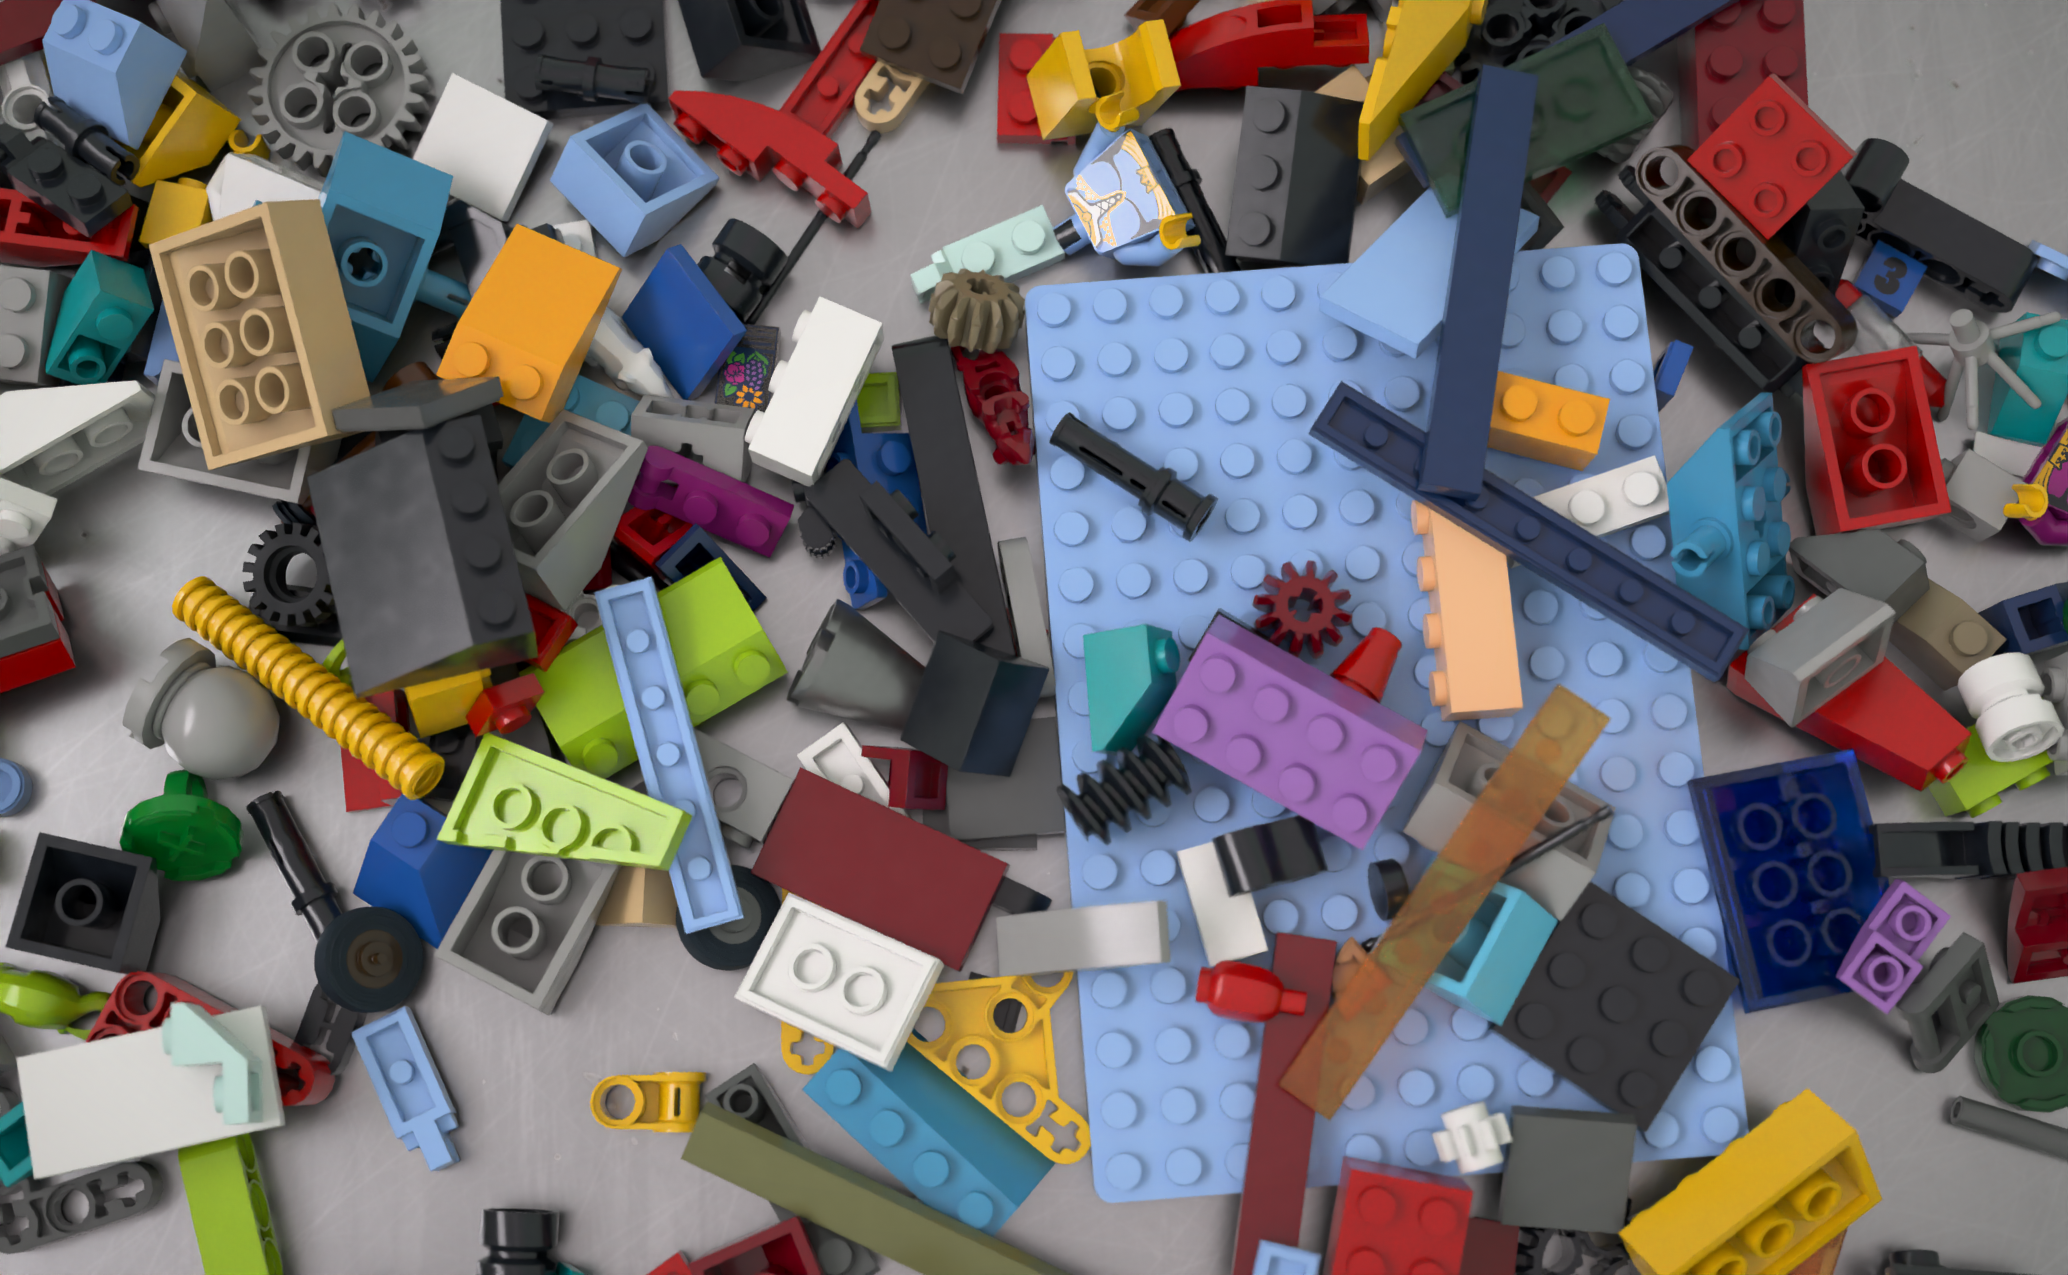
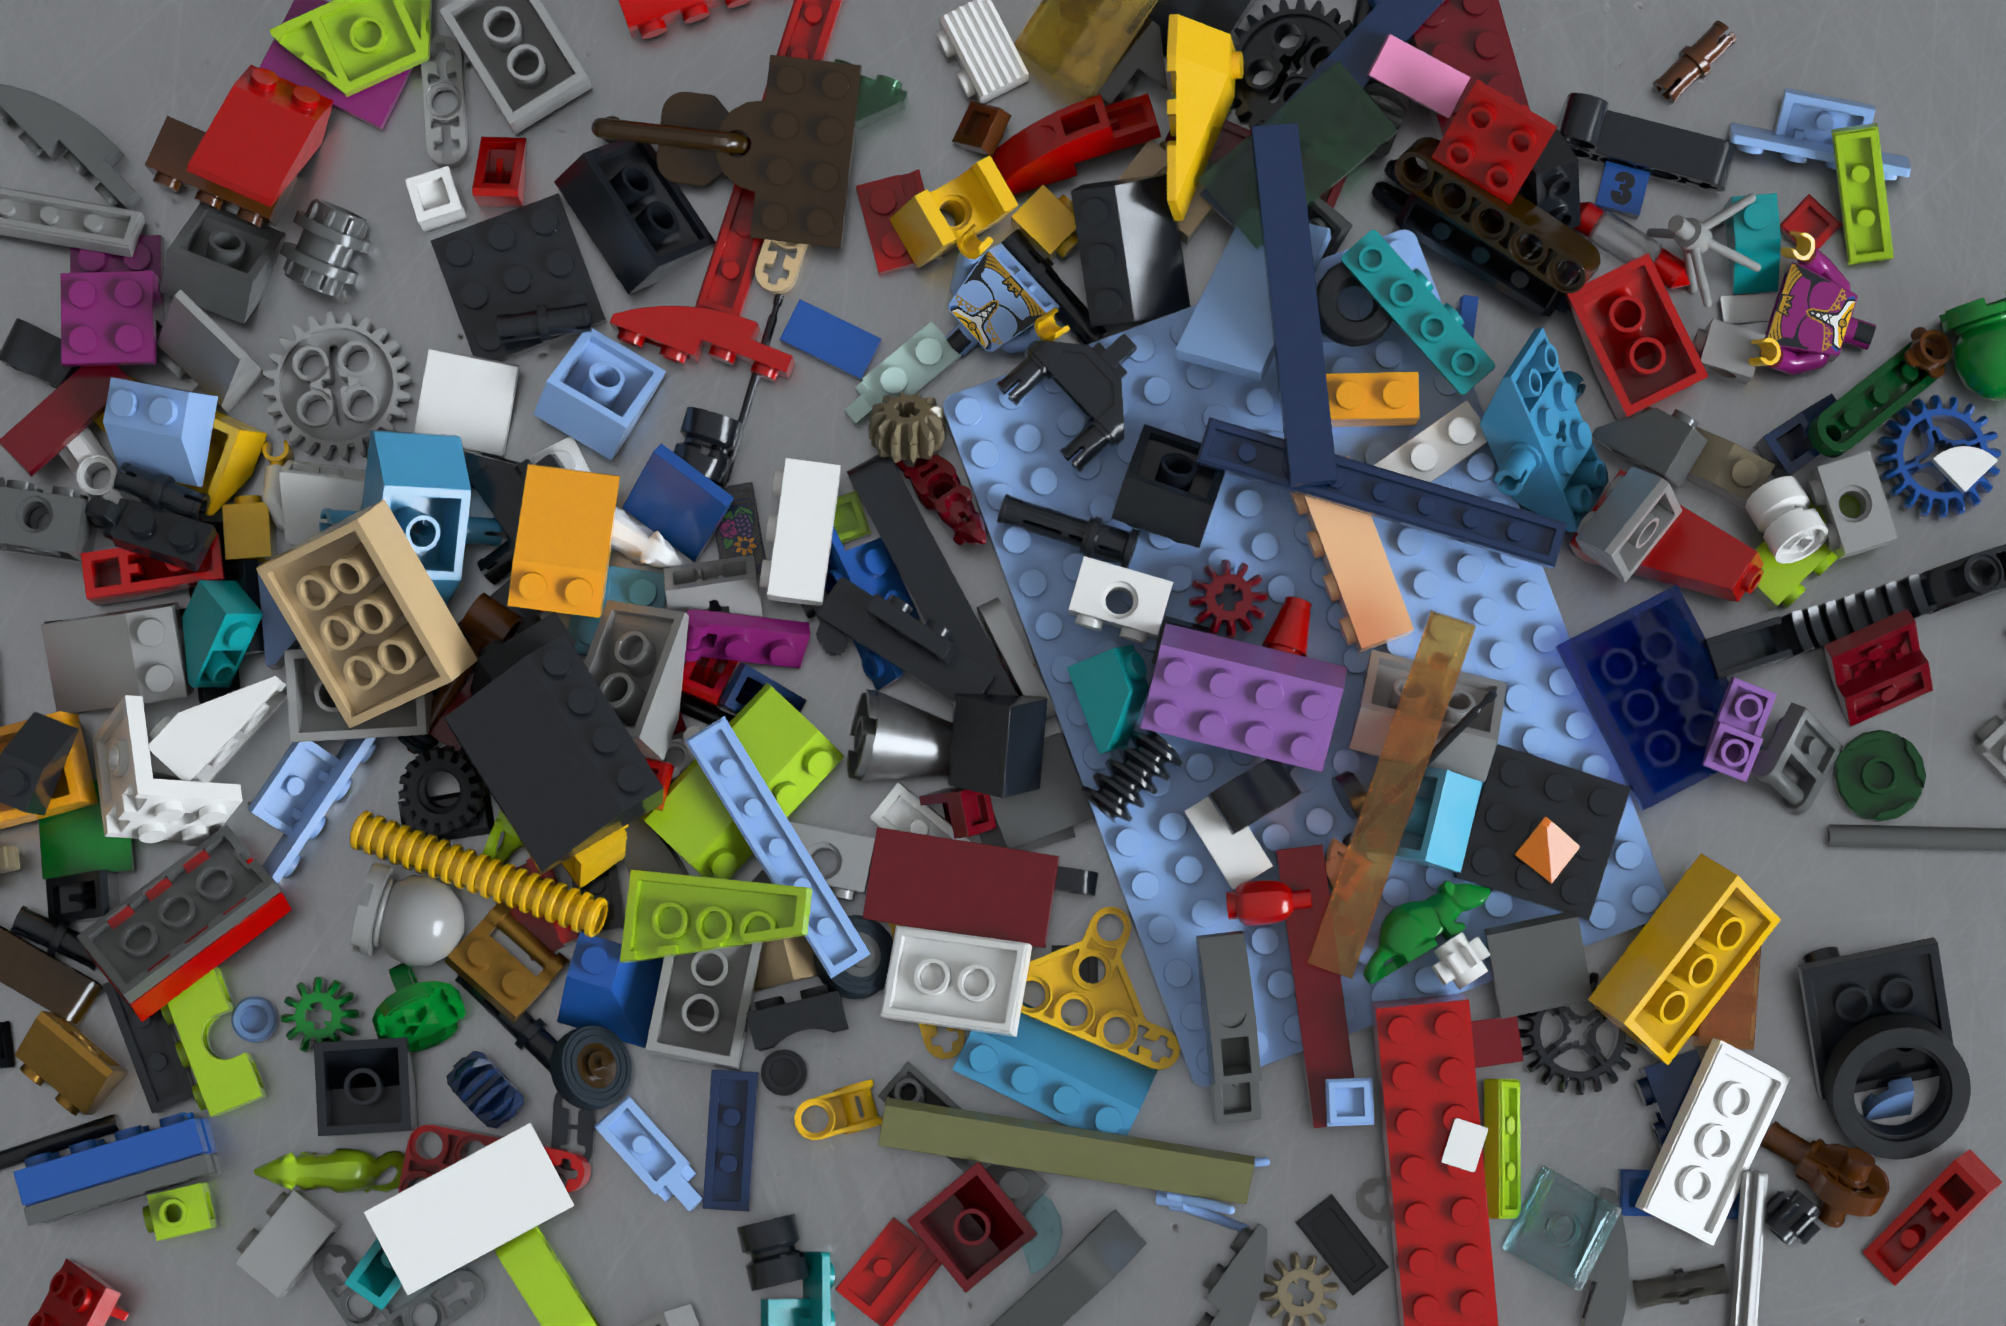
camera: 15 degrees left, 5 degrees up
(78, 782) = (329, 1002): none -> green gear
(140, 533) = (301, 794): none -> light blue bracket
(200, 1040) = (502, 1161): light aqua slope -> none
(232, 949) = (485, 1089): none -> dark blue gear
(296, 814) = (498, 973): none -> pearl gold plate
(417, 404) = (509, 635): dark grey tile -> none
(505, 706) = (642, 846): red plate -> none
(510, 1099) = (730, 1140): none -> dark blue plate
(602, 1033) = (783, 1072): none -> black plate
(609, 966) = (777, 1020): none -> black brick
(919, 196) = (830, 340): none -> blue tile
(1083, 939) = (1131, 897): light grey slope -> none
(1155, 543) = (1100, 579): none -> white brick
(1159, 1137) = (1229, 1027): none -> dark grey slope
(1206, 306) = (1089, 379): none -> black connector
(1207, 130) = (1047, 223): none -> yellow brick
(1265, 459) = (1167, 489): none -> black slope
(1423, 1077) = (1413, 926): none -> green animal
(1571, 277) = (1337, 326): none -> black tyre
(1618, 1028) = (1547, 850): none -> orange slope
(1627, 330) = (1418, 313): none -> teal bracket
(1693, 68) = (1418, 76): none -> bright pink tile
(2009, 157) = (1694, 62): none -> reddish brown pin

